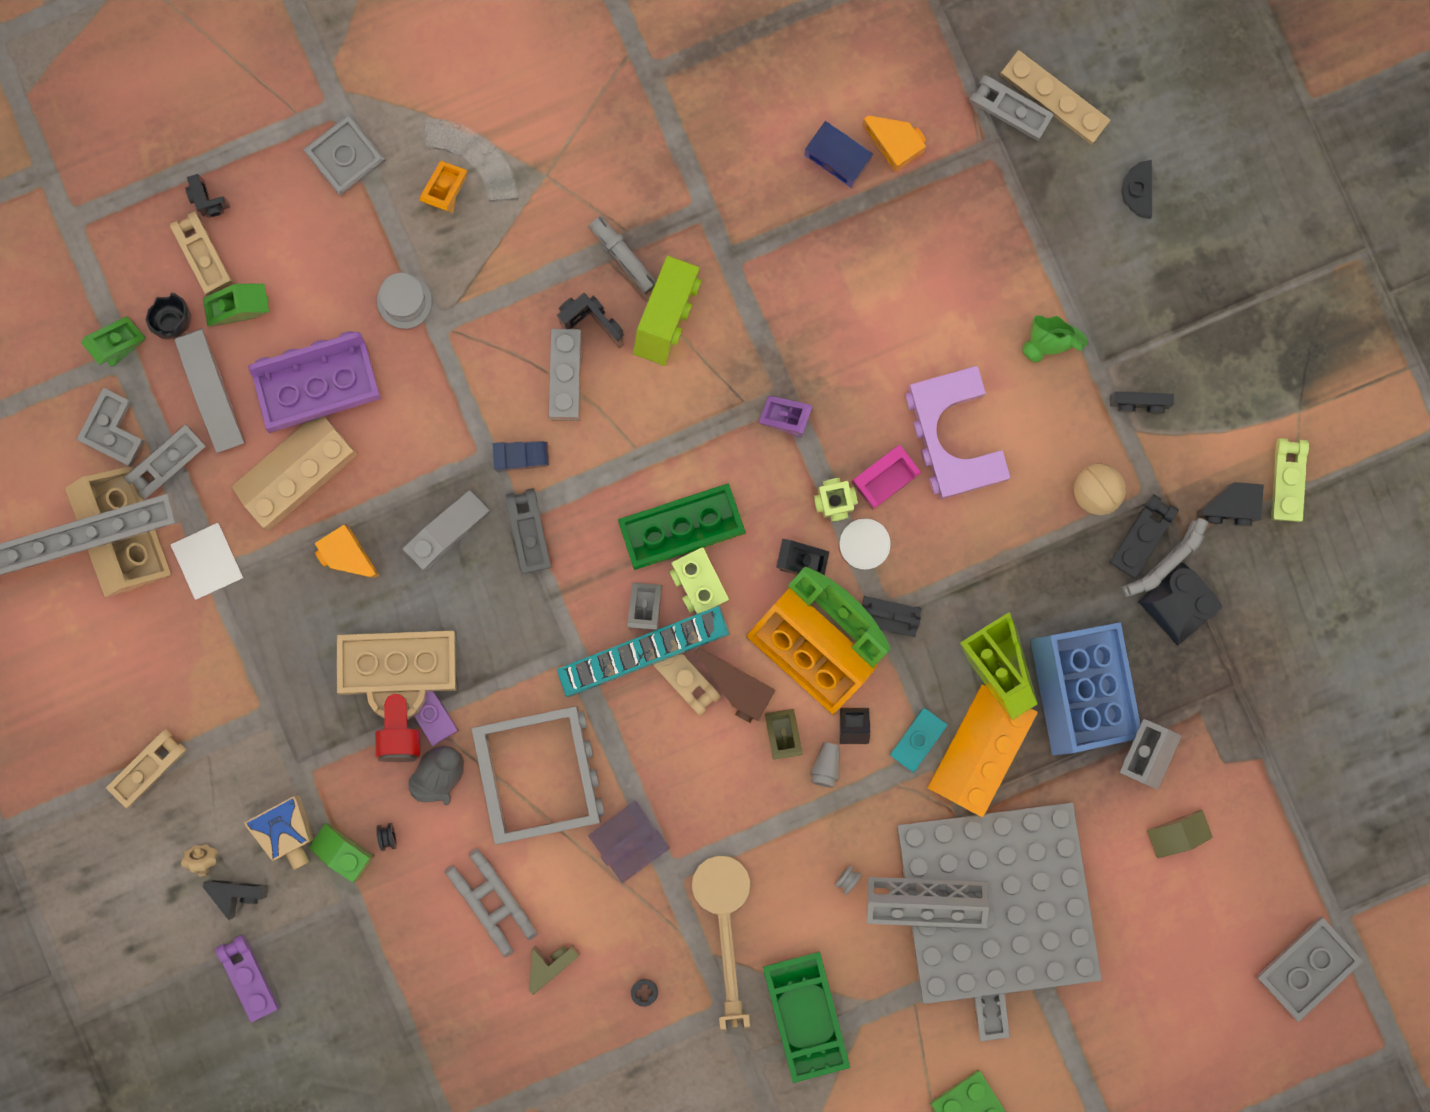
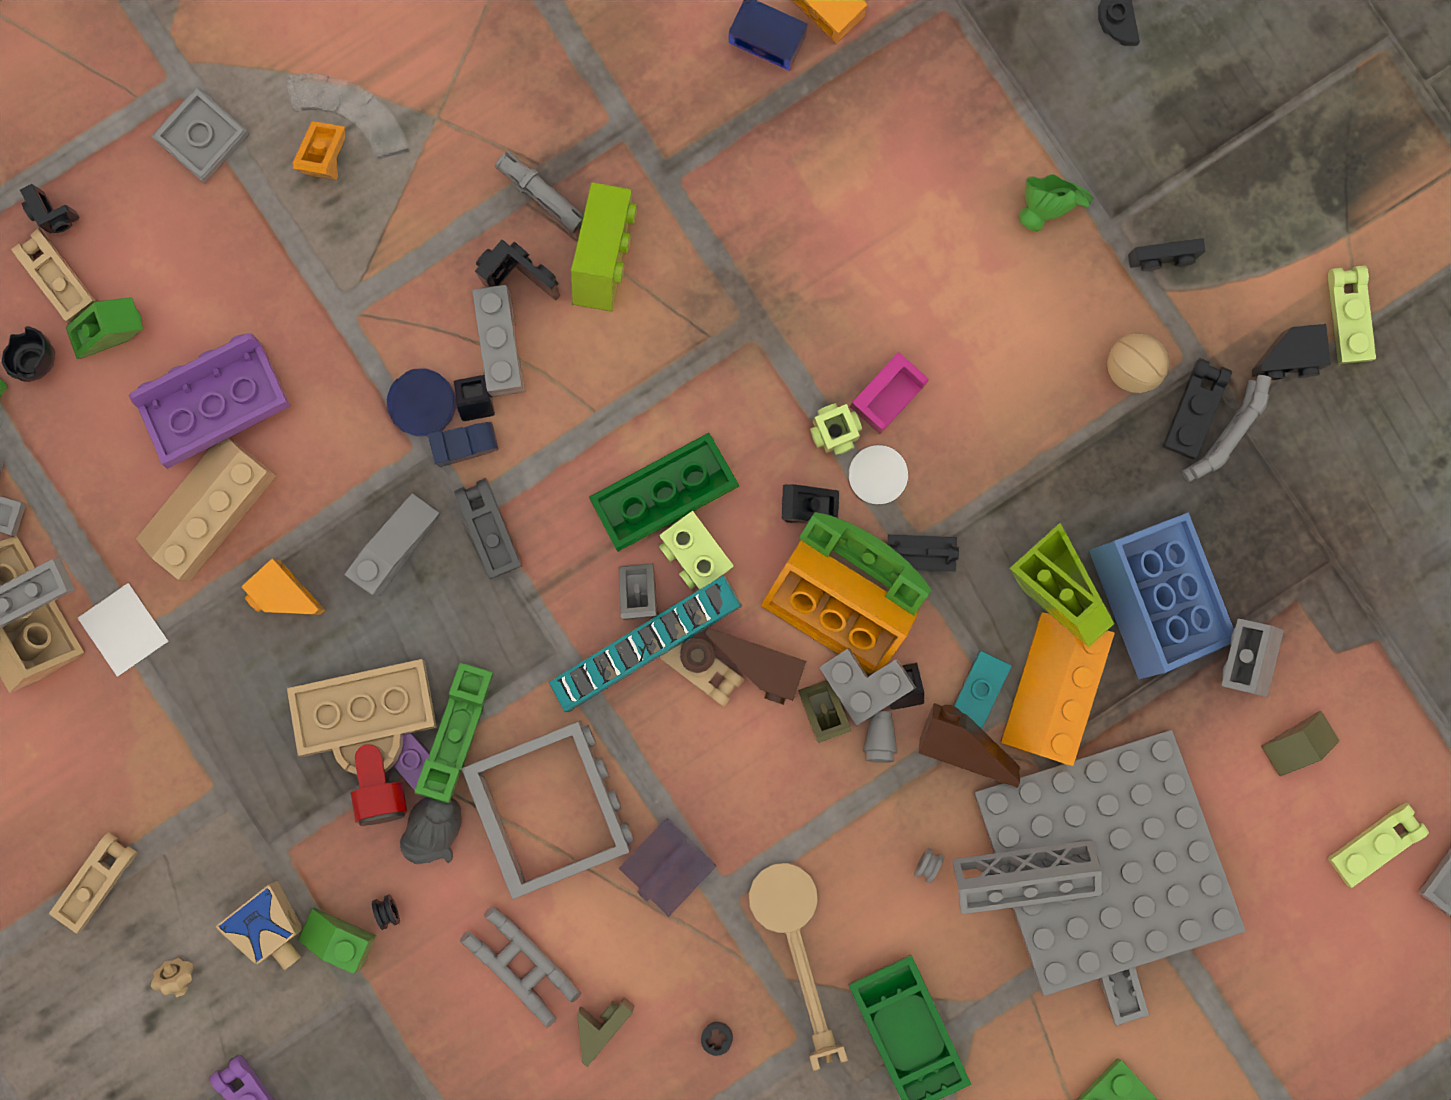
camera: 10 degrees left, 0 degrees up
(165, 460) = (54, 521): light grey plate -> none
(209, 390) = (89, 431): light grey slope -> none
(226, 893) = (211, 1011): black slope -> none
(404, 301) = (297, 288): light grey piece -> none
(471, 697) = (455, 733): none -> bright green slope
(490, 414) = (421, 402): none -> clear blue tile
(535, 419) = (473, 399): none -> black slope
(695, 668) = (689, 646): none -> reddish brown plate
(786, 415) = (761, 343): medium lavender slope -> none
(818, 726) = (863, 694): none -> light grey plate
(893, 781) = (962, 743): none -> reddish brown slope
(952, 474) = (961, 375): lavender arch -> none
(1181, 603) = (1254, 478): black slope -> none
(1228, 931) = (1377, 845): none -> yellowish green plate

